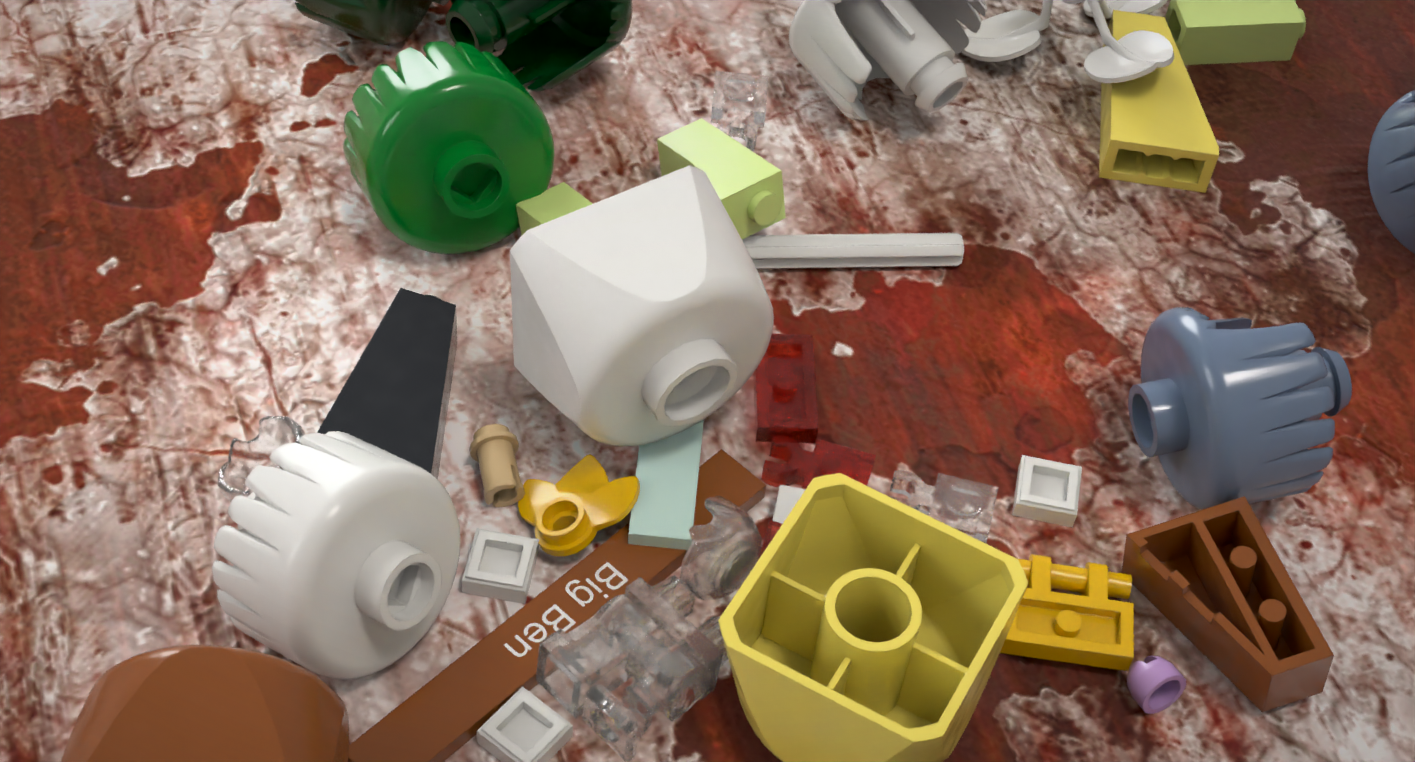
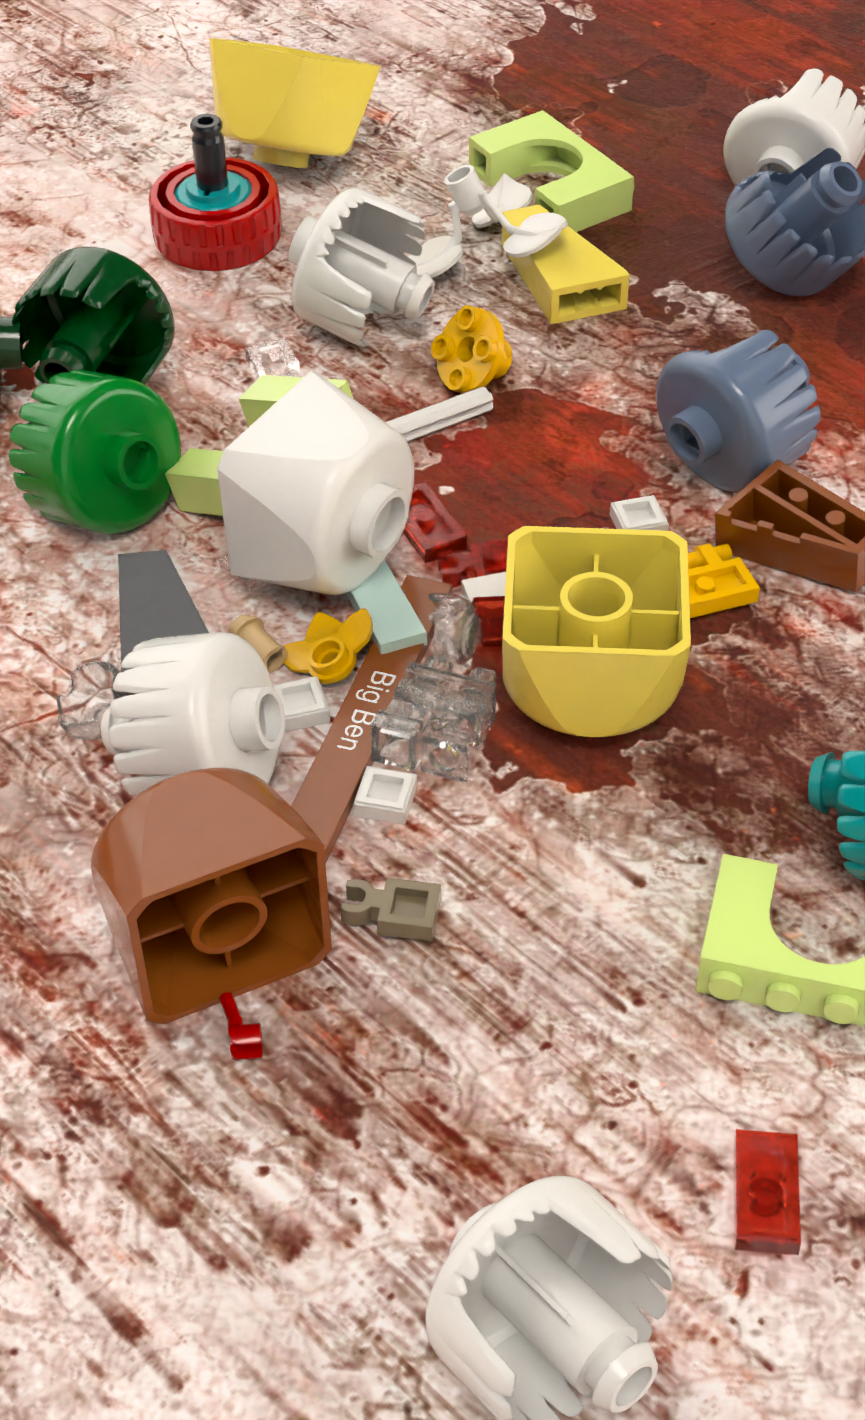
camera: 20 degrees left, 5 degrees down
(969, 183) = (471, 350): none -> yellow plate
(1155, 684) = (780, 600): lavender hinge -> none

